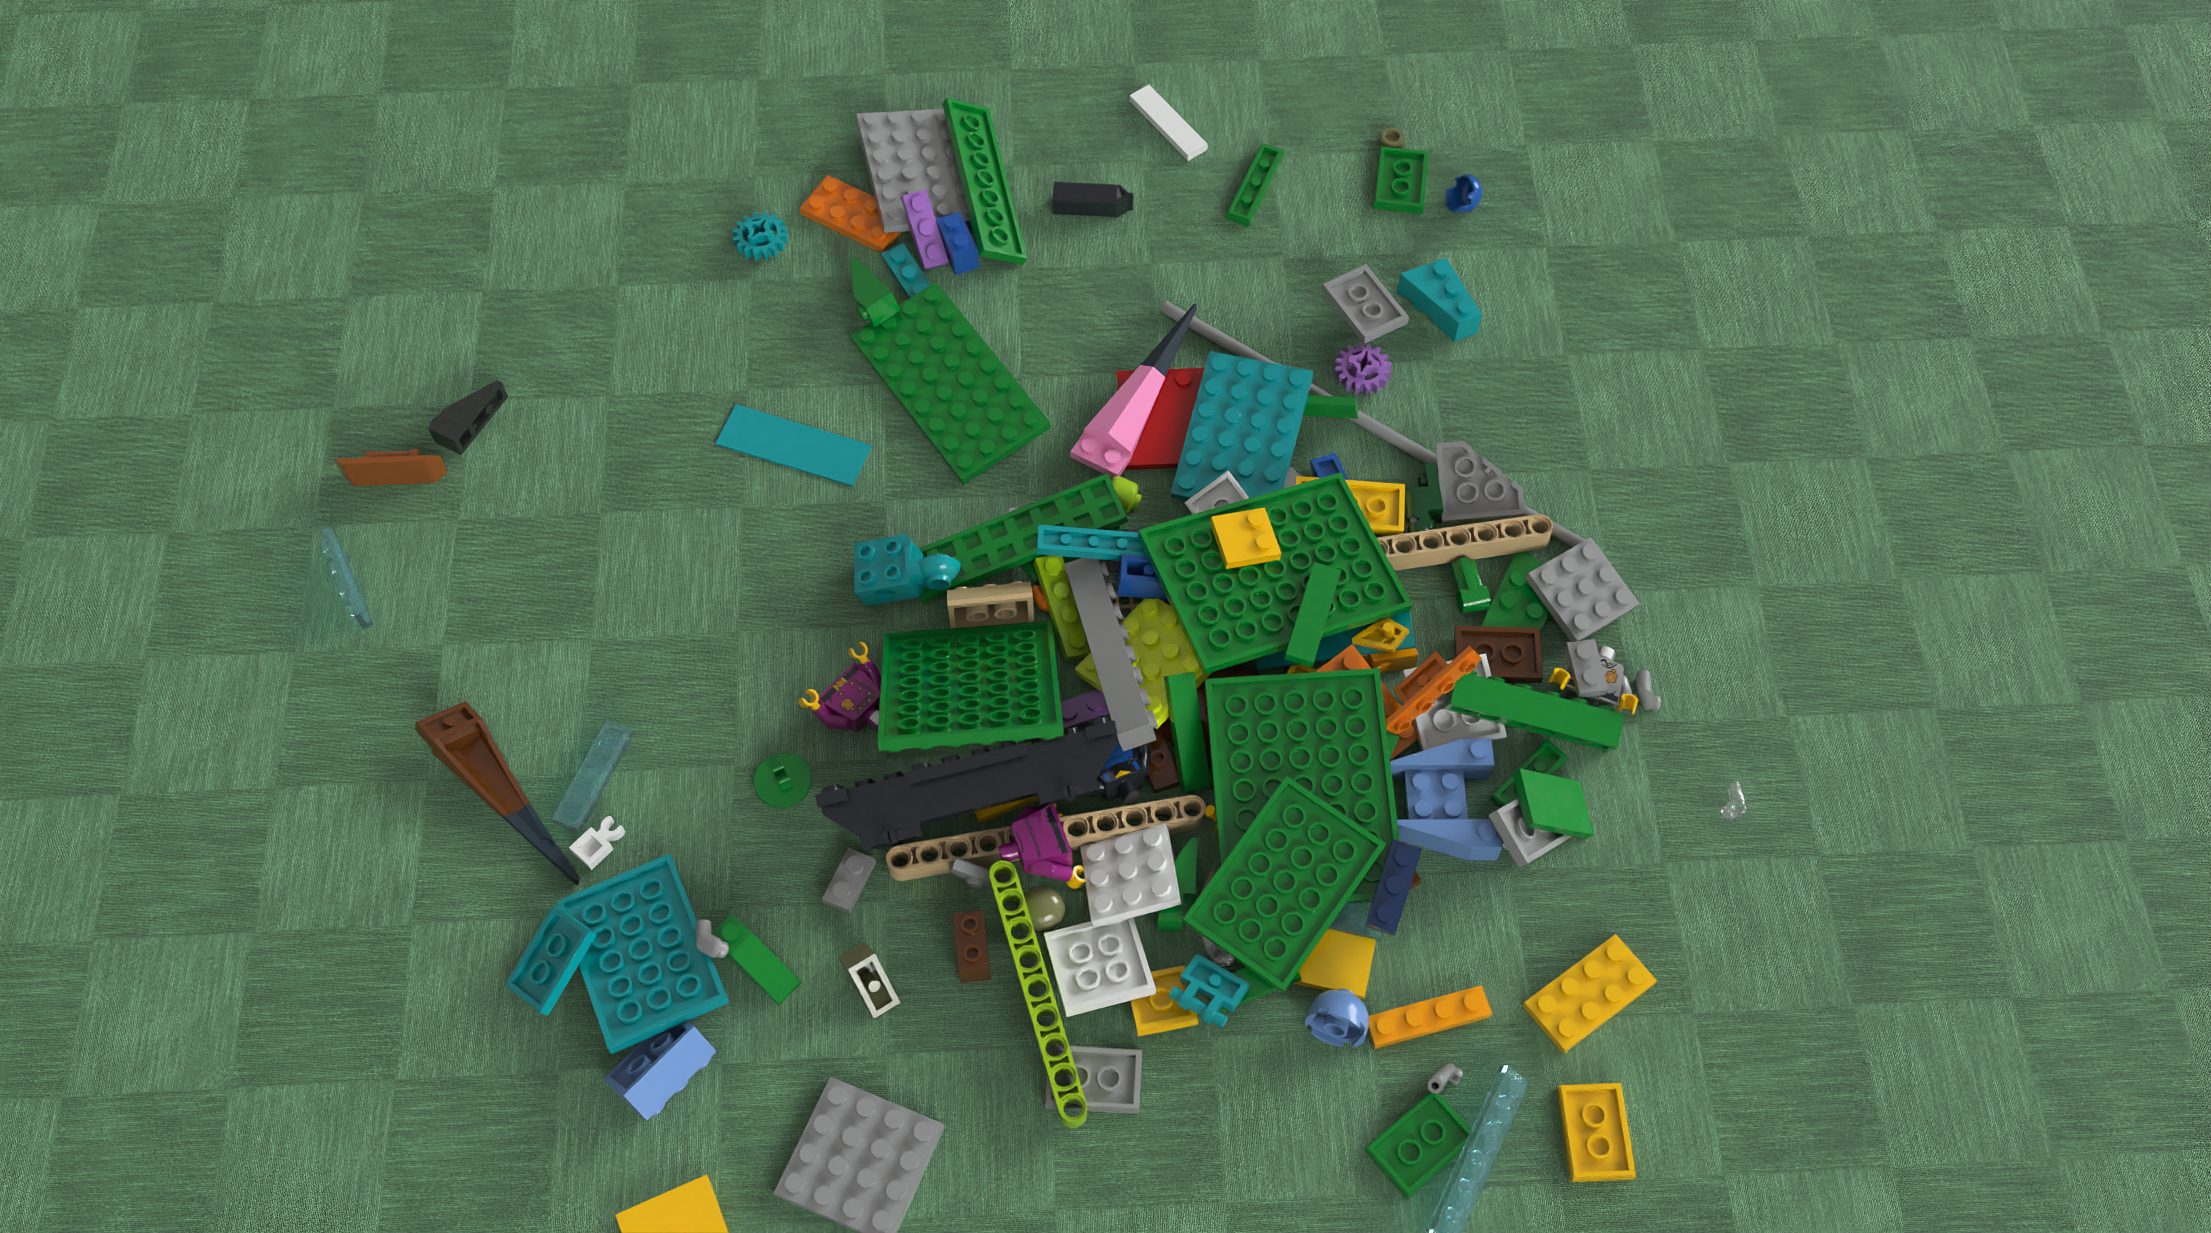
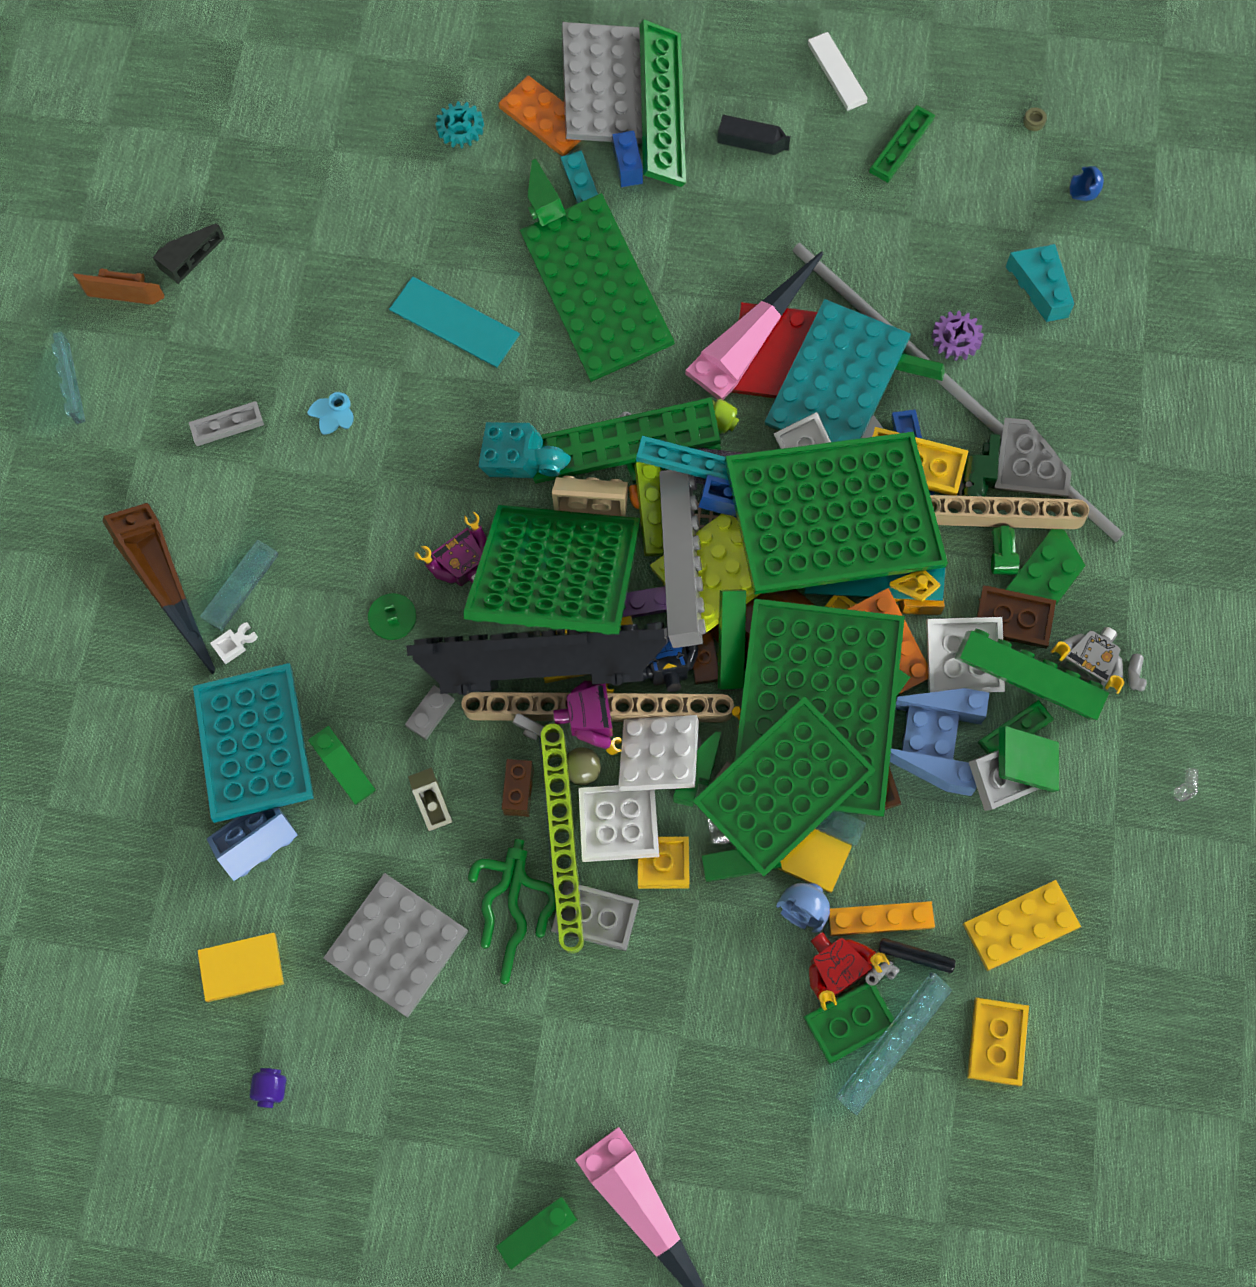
camera: 15 degrees right, 10 degrees up
(545, 597) = (226, 423): none -> light grey plate
(550, 960) = (179, 735): teal plate -> none
(669, 568) = (331, 416): none -> medium azure plate
(709, 943) = (304, 746): light grey arm -> none
(924, 230) = (601, 142): medium lavender plate -> none
(988, 1048) = (513, 870): none -> green plant
(1214, 983) = (707, 857): teal plate -> none
(1245, 538) = (815, 479): yellow plate -> none
(1312, 614) = (858, 558): green tile -> none
(1365, 304) = (972, 276): light grey plate -> none
(1393, 887) = (874, 807): dark blue plate -> none
(1395, 1079) = (840, 966): none -> red torso
(1401, 180) = (1034, 160): green tile -> none
(1427, 685) = (942, 637): orange bracket -> none
(1479, 1050) = (917, 955): none -> black axle
(1582, 590) = (1102, 573): light grey plate -> none
(1586, 668) = (1086, 645): light grey plate -> none

